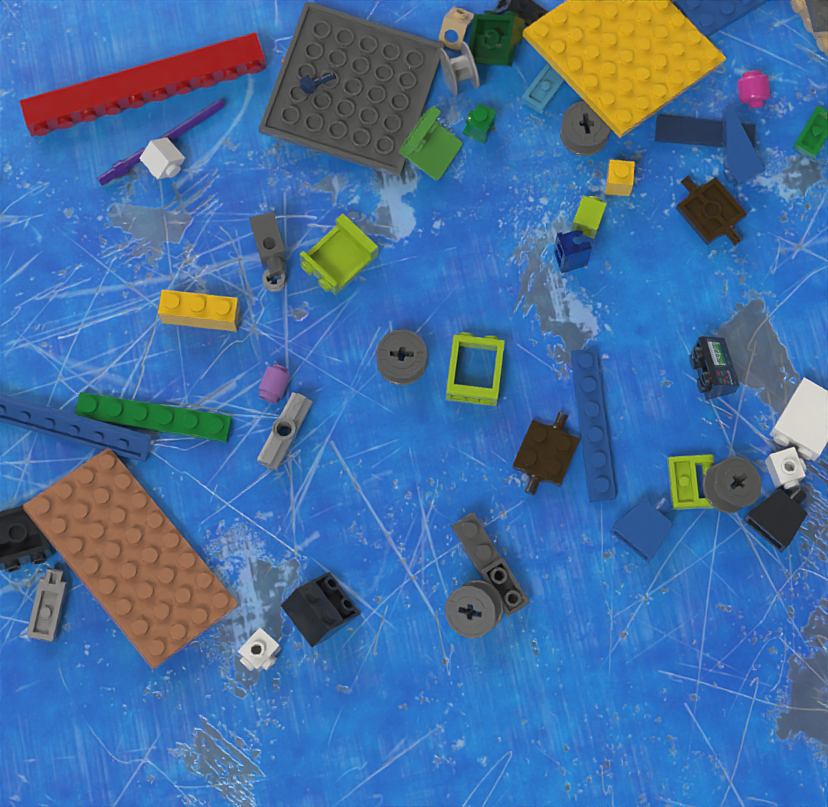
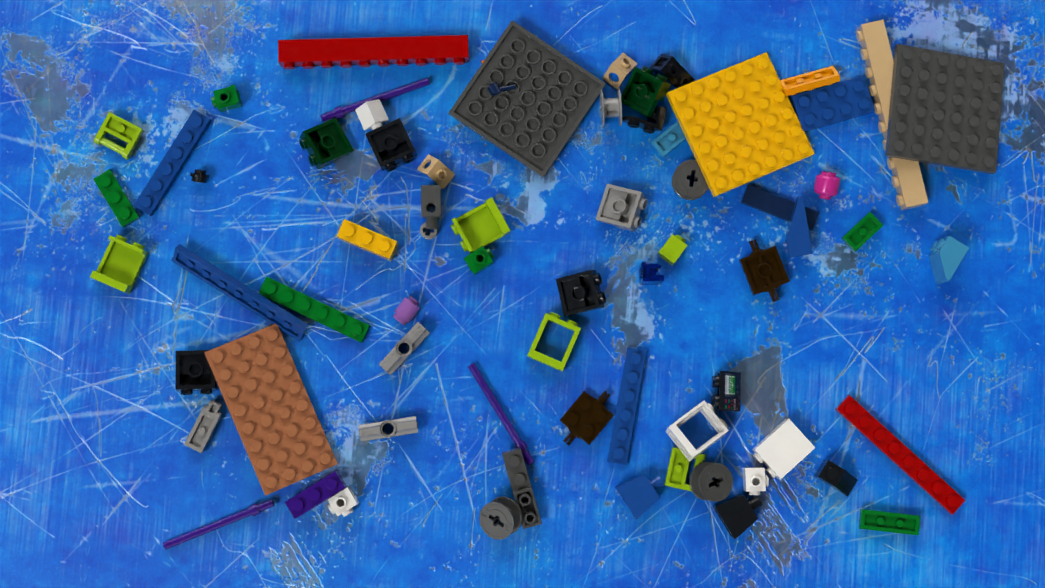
camera: 15 degrees right, 10 degrees up
(112, 209) = (325, 143): none -> dark green plate
(142, 696) = (254, 509): none -> dark purple bar
(197, 188) = (391, 145): none -> black plate
(220, 651) = (316, 494): none -> dark purple brick
(262, 203) = (436, 171): none -> tan bracket
(308, 530) = (376, 430): none -> light grey piece
(320, 609) = (393, 484): black slope -> none
(349, 296) = (479, 260): none -> green brick
(415, 358) = (502, 306): dark grey piece -> none
(430, 145) = (572, 161): bright green bracket -> none
(432, 478) = (501, 414): none -> dark purple bar
(480, 123) = (614, 153): green brick -> none
(490, 299) = (581, 292): none -> black plate
(510, 183) = (621, 207): none -> light grey plate
(511, 77) = (652, 124): none -> black bracket
(619, 178) = (704, 226): yellow brick -> none
(681, 445) = (683, 443): none -> white window

